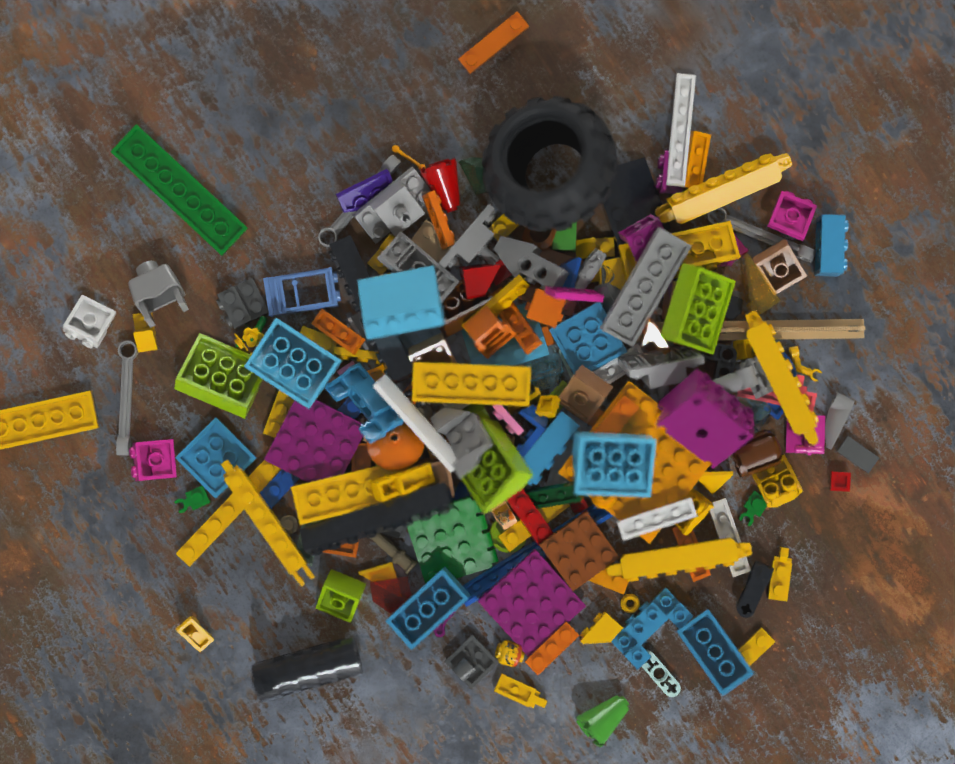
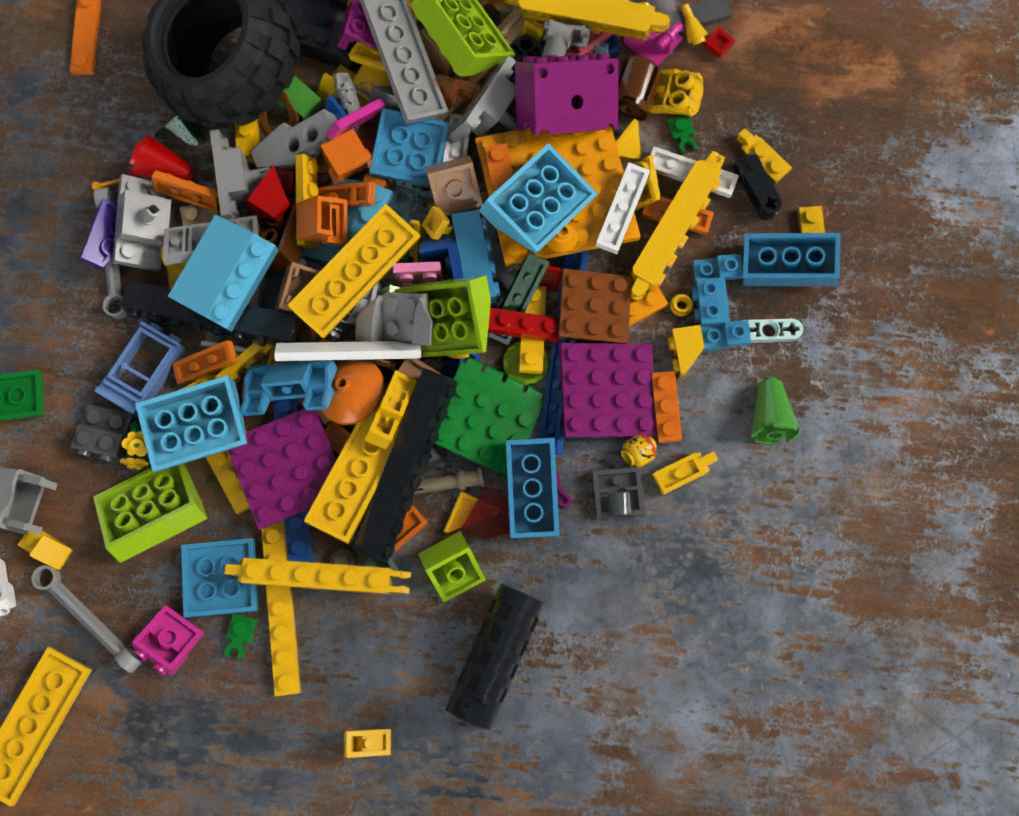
camera: 50 degrees left, 10 degrees down
(504, 515) = (500, 351): leg -> none
(834, 458) = (694, 30): none -> yellow cone

